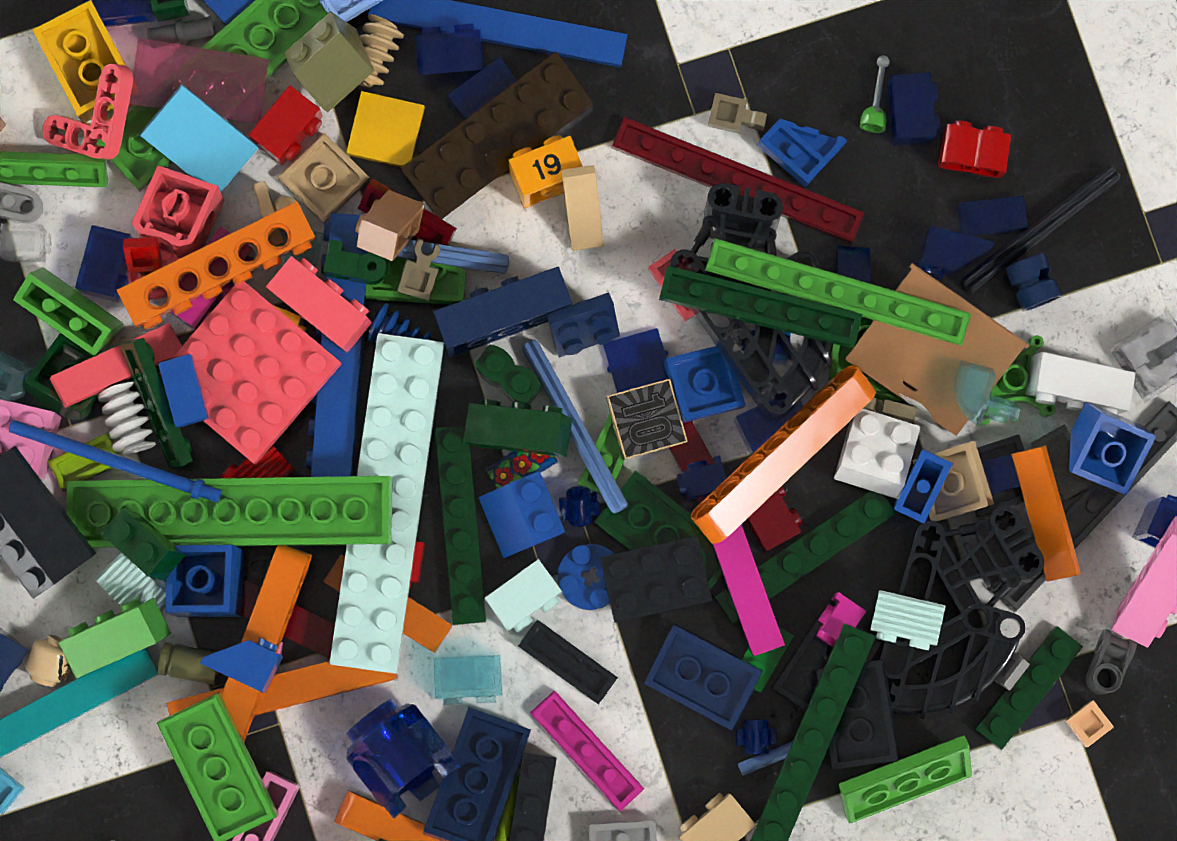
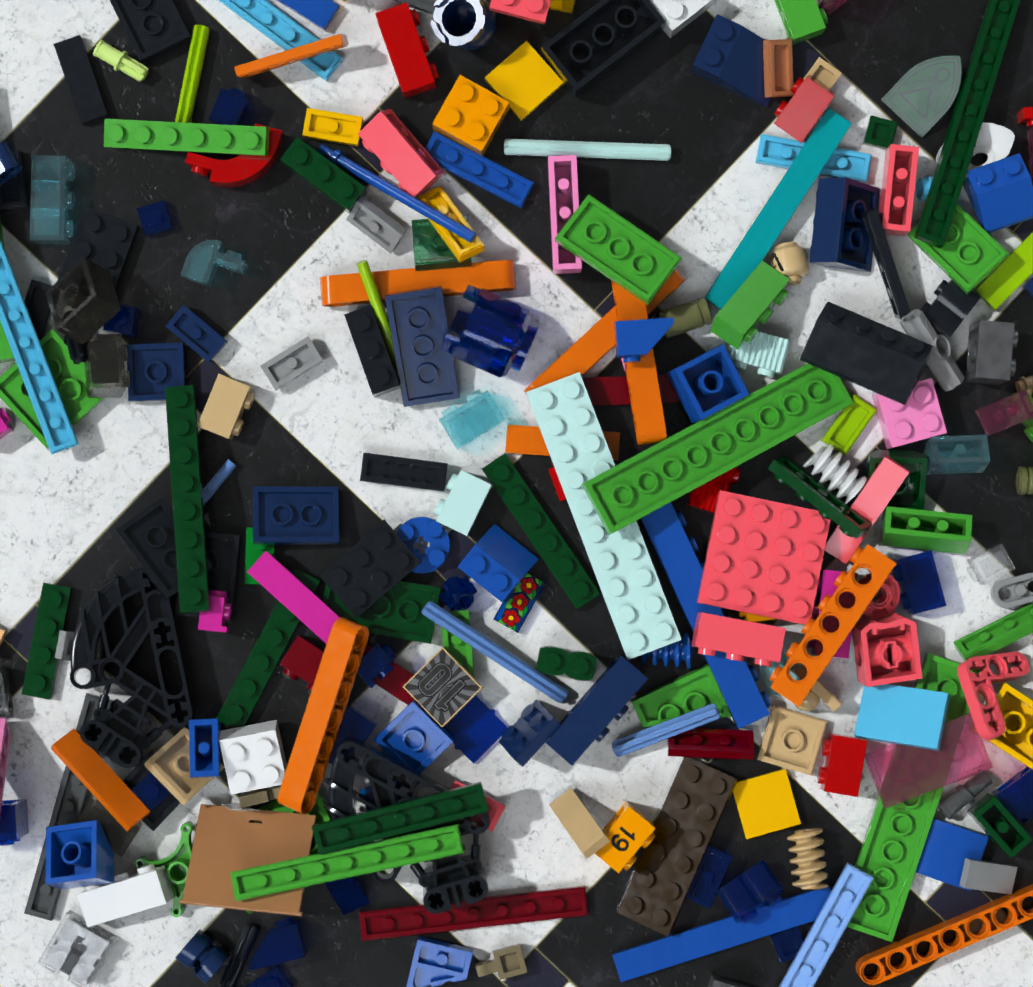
camera: 160 degrees right, 5 degrees up
(142, 254) = (893, 602): red plate -> none
(143, 544) = (767, 384): dark green brick -> none
(183, 390) = (803, 515): blue tile -> none
(195, 488) = (752, 447): blue bar -> none
(329, 61) = (836, 832): olive slope -> none
(353, 267) = (718, 684): dark green leg -> none
(389, 225) = (719, 728): medium nougat brick -> none
(418, 276) = (676, 701): dark tan plate -> none
(518, 428) = (536, 626): dark green brick -> none
(587, 750) = (354, 414): dark pink tile -> none
(756, 736) = (232, 492): clear blue gear -> none
(906, 779) = (102, 520): bright green tile -> none
(907, 619) = (162, 640): light aqua brick -> none
(973, 391) = (203, 841): clear light blue brick -> none

